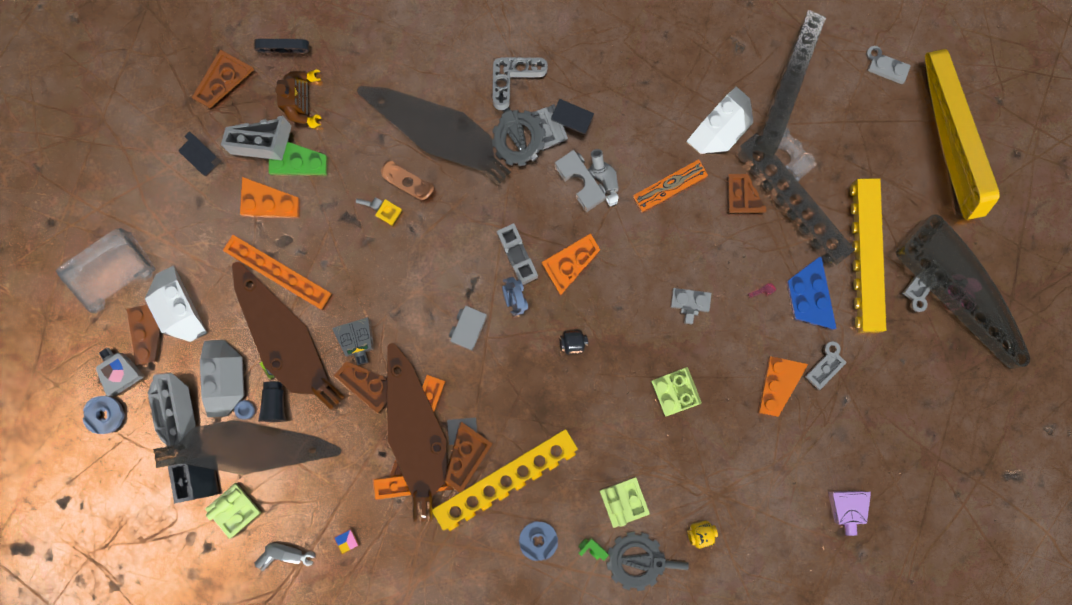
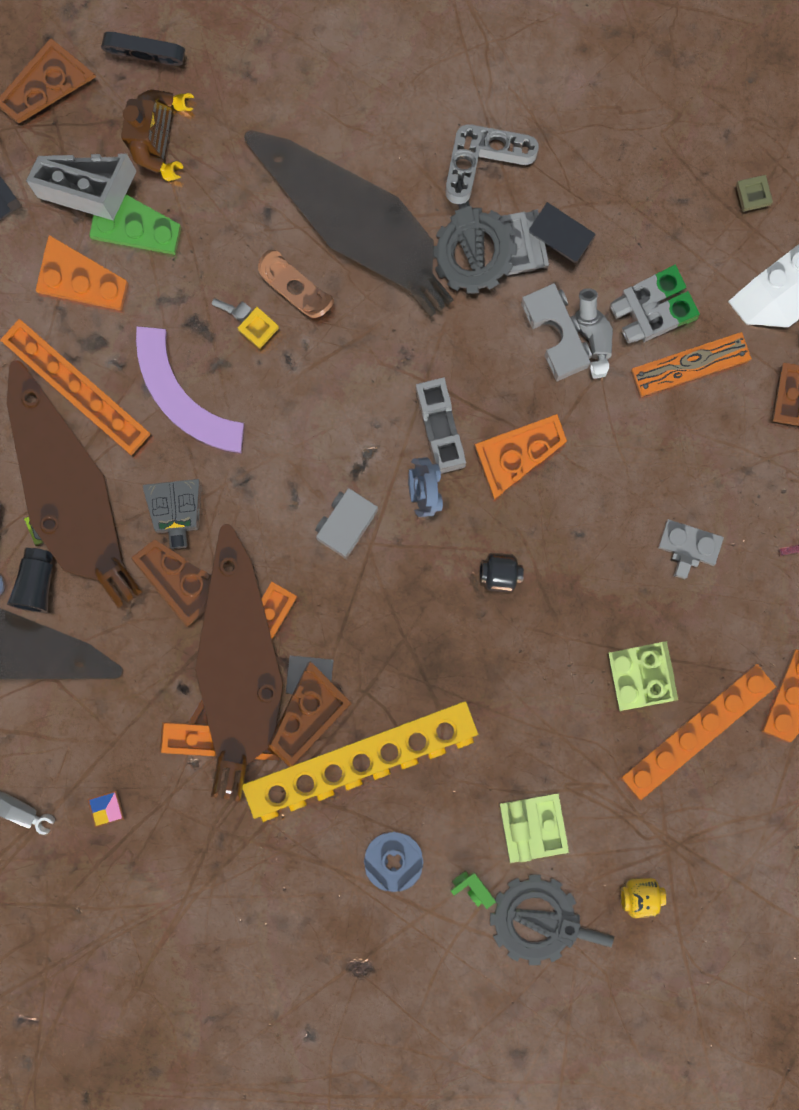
camera: 15 degrees right, 0 degrees up
(343, 269) = (175, 402): none -> lavender tile
(636, 156) = (645, 306): none -> light grey hips
(690, 69) = (754, 193): none -> olive plate
(718, 420) = (698, 732): none -> orange plate

